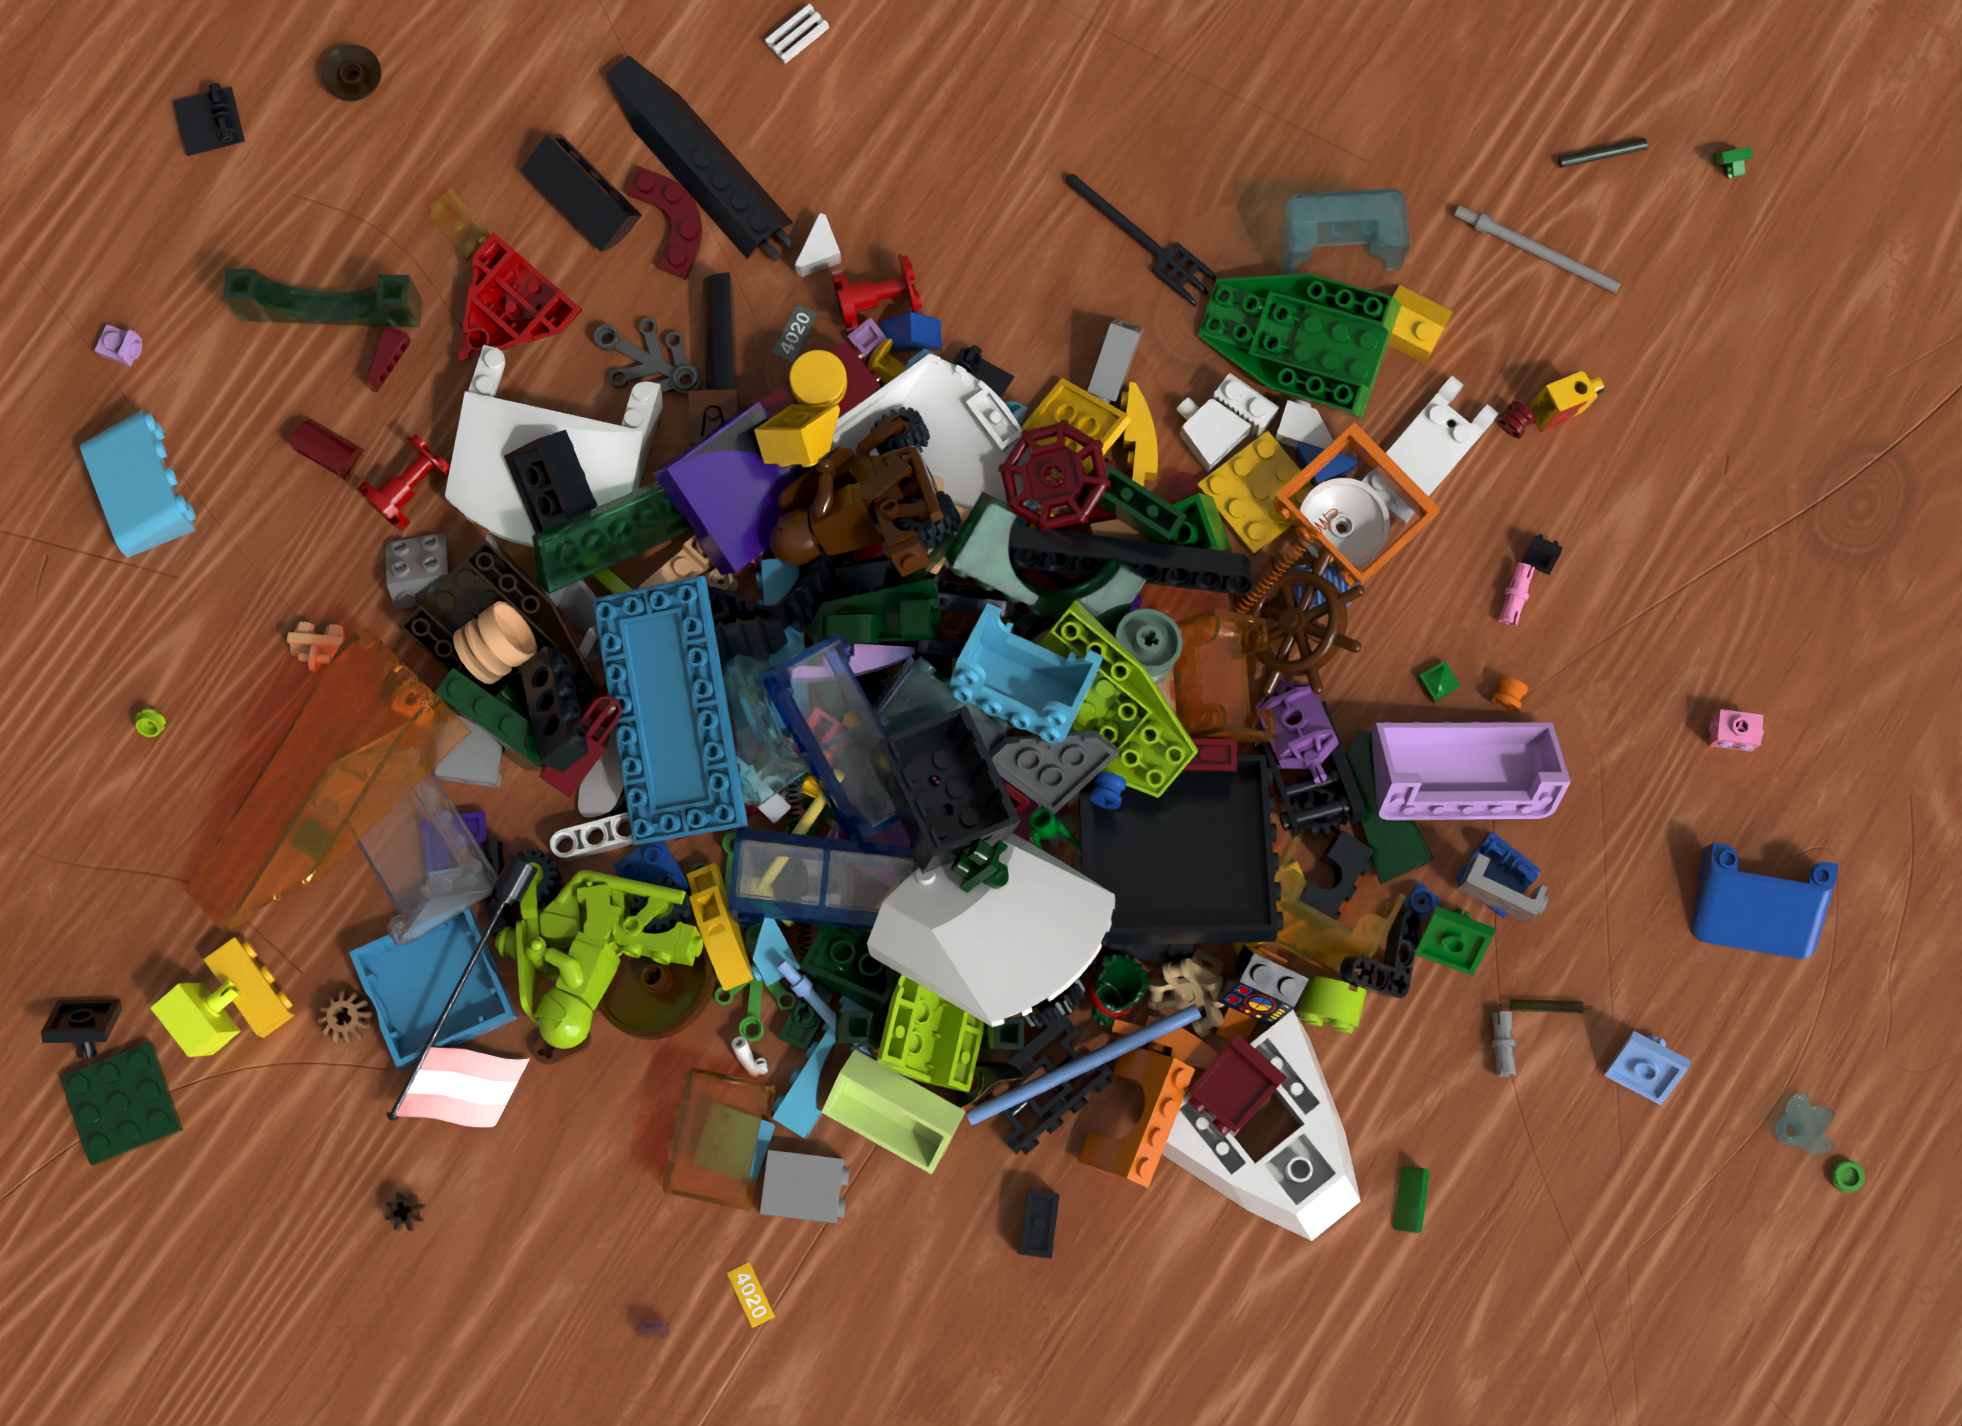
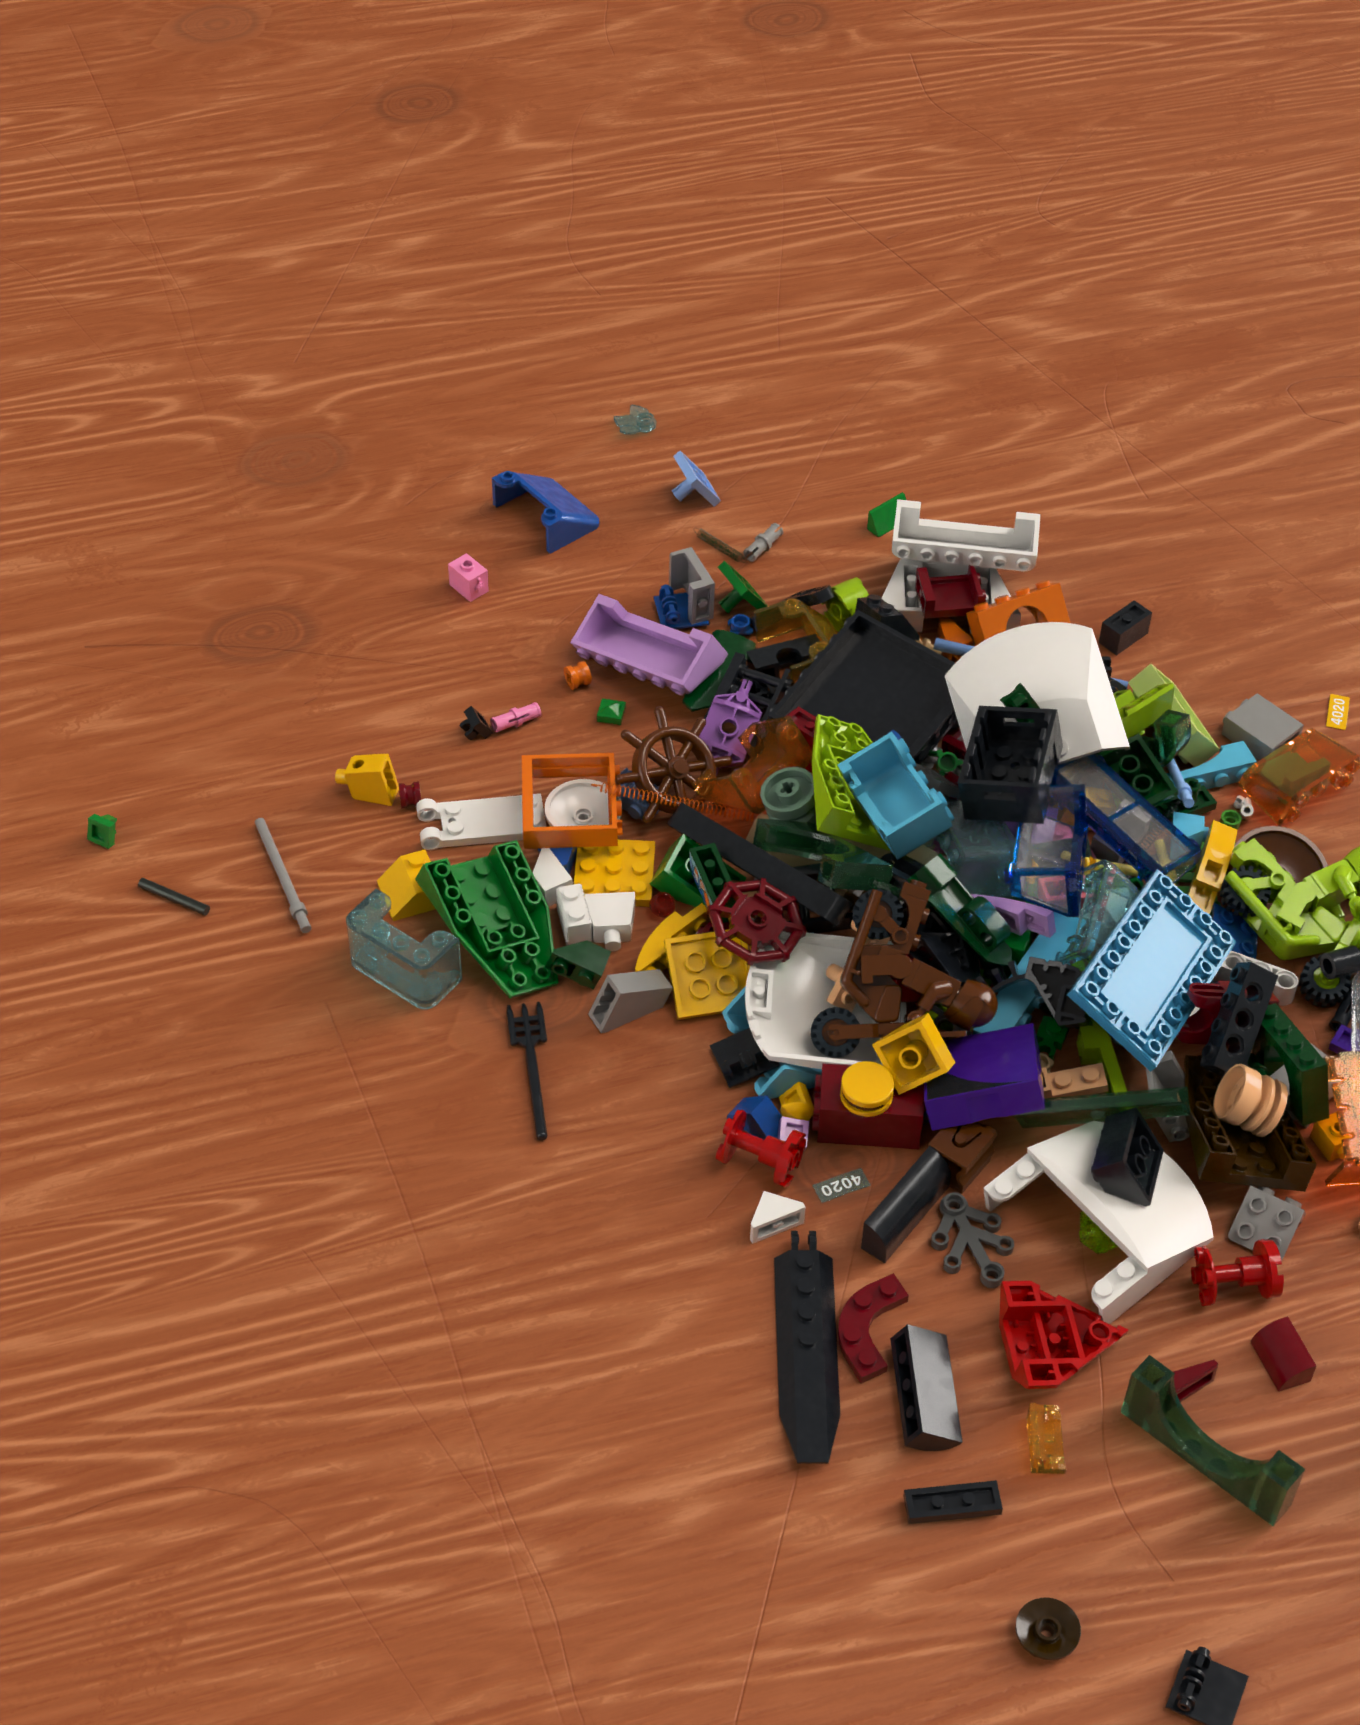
camera: 140 degrees left, 30 degrees down
(492, 118) = (952, 1502): none -> black plate
(814, 18) = (644, 1380): white tile -> none
(1189, 358) = (579, 962): none -> dark green slope
(1270, 1158) = (965, 542): none -> white windscreen
(1847, 1176) = (637, 393): bright green tile -> none

